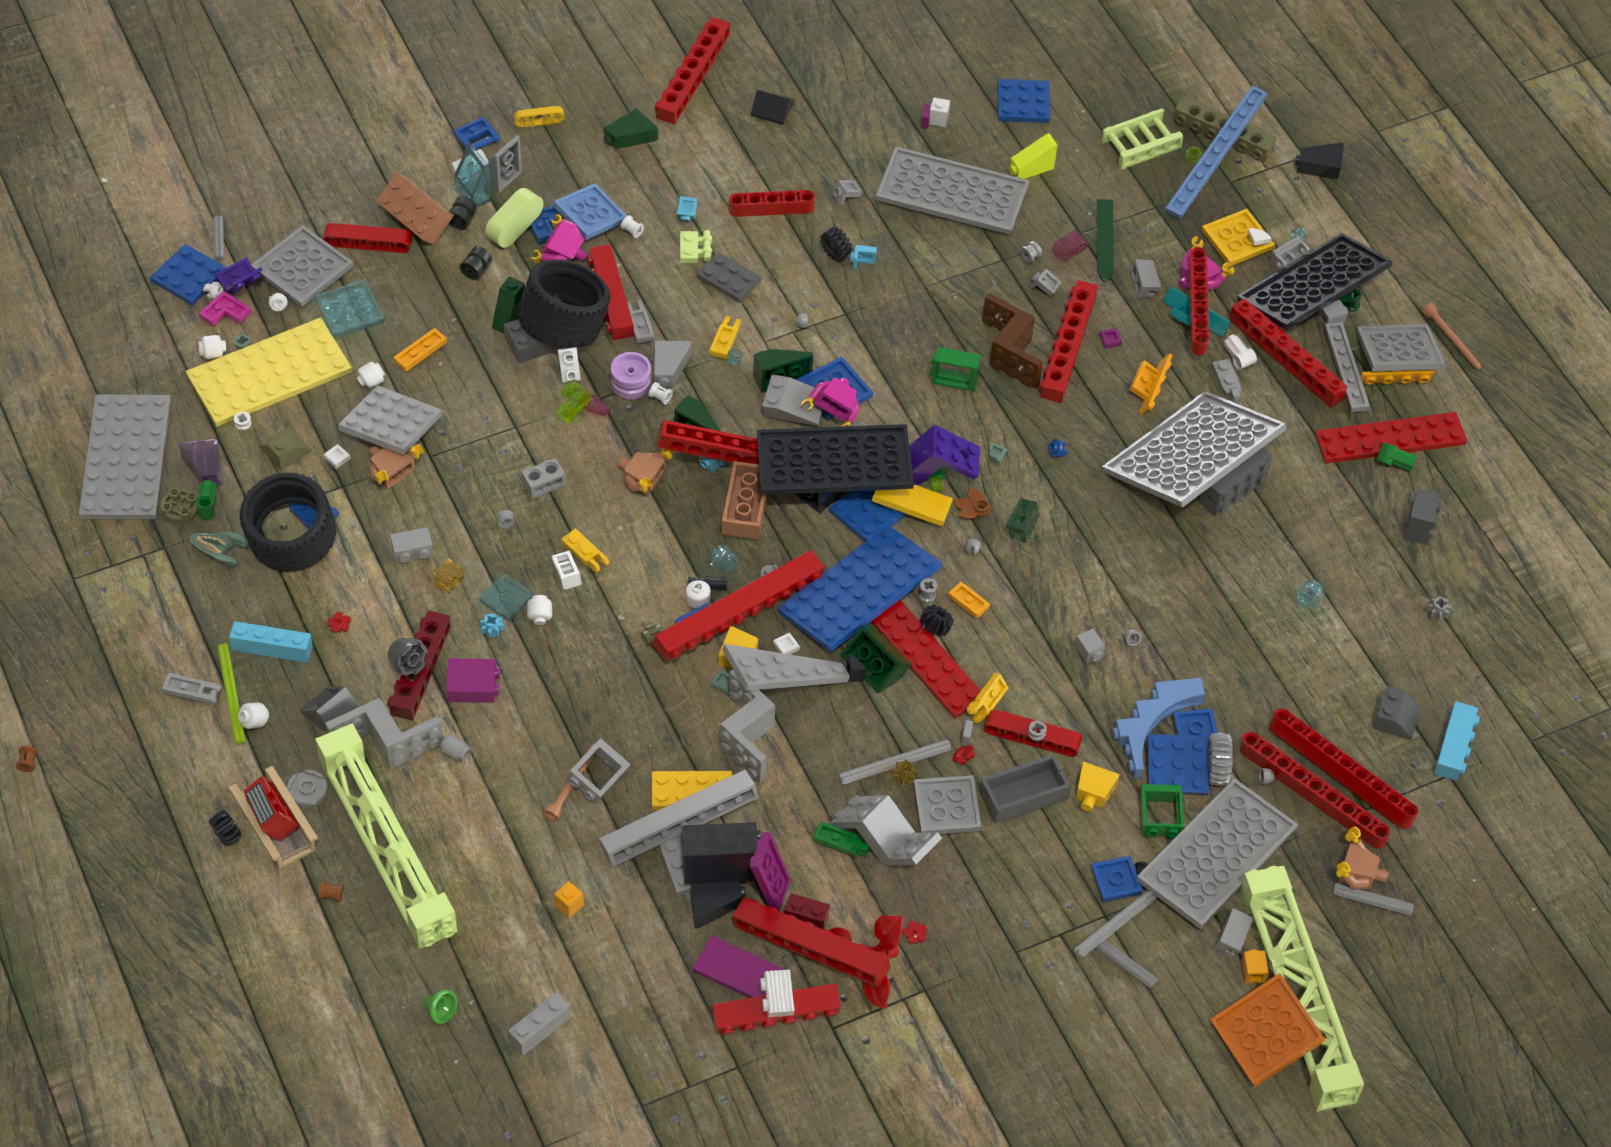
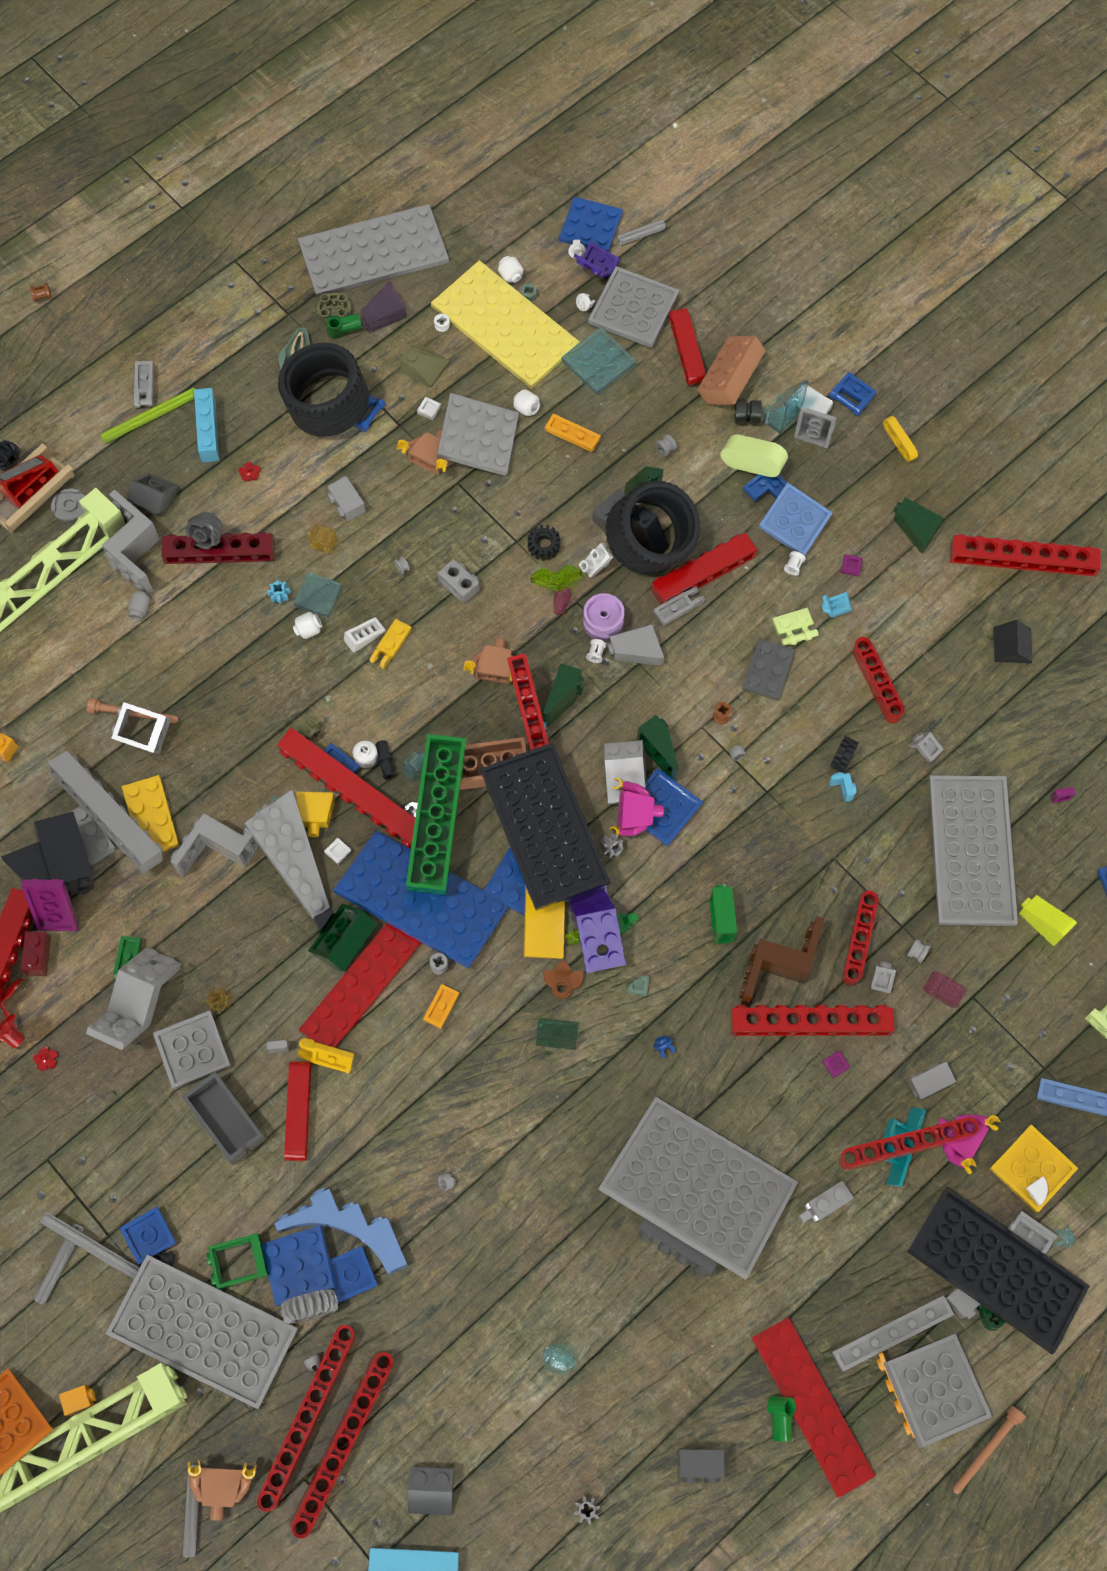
camera: 75 degrees right, 15 degrees up
(224, 305) = (562, 262): dark pink plate -> none
(253, 715) = (125, 437): white head -> none
(468, 283) = (665, 445): none -> light grey wheel
(472, 680) = (213, 595): magenta brick -> none
(475, 263) = (691, 443): pearl dark grey wheel -> none
(529, 411) = (543, 551): none -> black tyre
(562, 243) = (743, 508): dark pink torso -> none
(649, 190) = (851, 565): none -> magenta tile
(724, 338) = (688, 688): yellow hinge -> none
(735, 356) = (671, 703): clear light blue hinge -> none
(757, 318) = (717, 715): none -> dark orange bush
(790, 539) = (436, 814): none -> green brick
(890, 763) = (231, 988): light grey axle -> none
(936, 620) = (408, 982): black gear -> none
(939, 112) = (1074, 806): white brick -> none
(963, 754) = (255, 1049): red plant -> none
(972, 546) = (509, 993): light grey hinge -> none
(1006, 286) = (863, 929): none -> red beam
(1037, 736) = (287, 1117): light grey bush -> none
(1090, 646) = (416, 1140): light grey brick -> none
(1095, 786) = (249, 1187): yellow torso -> none
(1105, 255) = (973, 1024): dark green piece -> none
(1148, 380) = (787, 1117): light orange bracket -> none
(1233, 932) = (112, 1369): light grey hinge -> none
(1241, 355) = (863, 1211): white piece -> none
(1288, 353) = (884, 1262): red brick -> none

